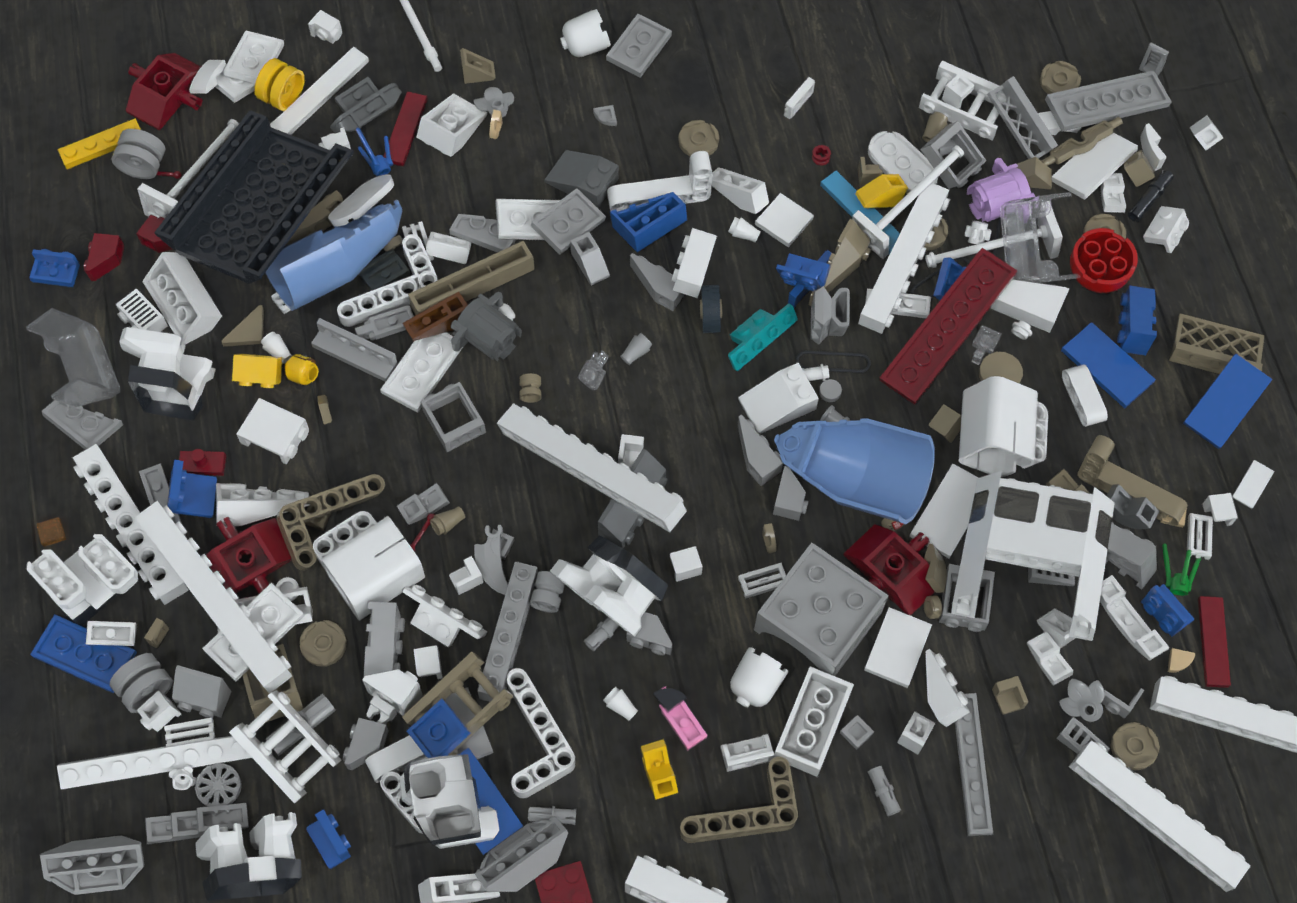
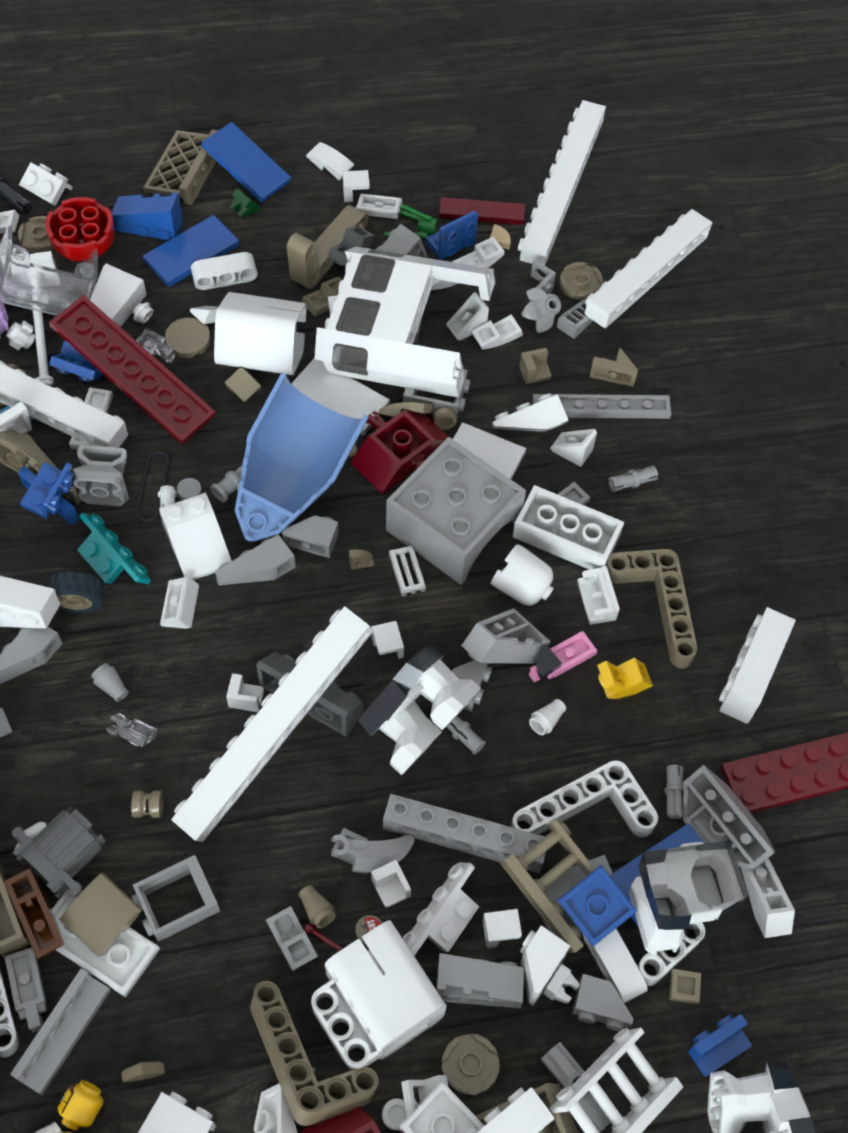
camera: 90 degrees left, 5 degrees down
(378, 814) = (685, 986): none -> dark tan plate
(430, 562) = (365, 925): none -> tile
(438, 363) = (100, 914): none -> dark tan slope
(547, 592) = (417, 787): light grey wheel -> none
(686, 657) = (505, 640): none -> light grey wedge
(715, 395) = (179, 603): none -> white slope
(1015, 780) = (619, 371): none -> dark tan slope
(1031, 381) = (205, 314): none -> white slope
(1176, 407) = (247, 205): none -> dark green tile

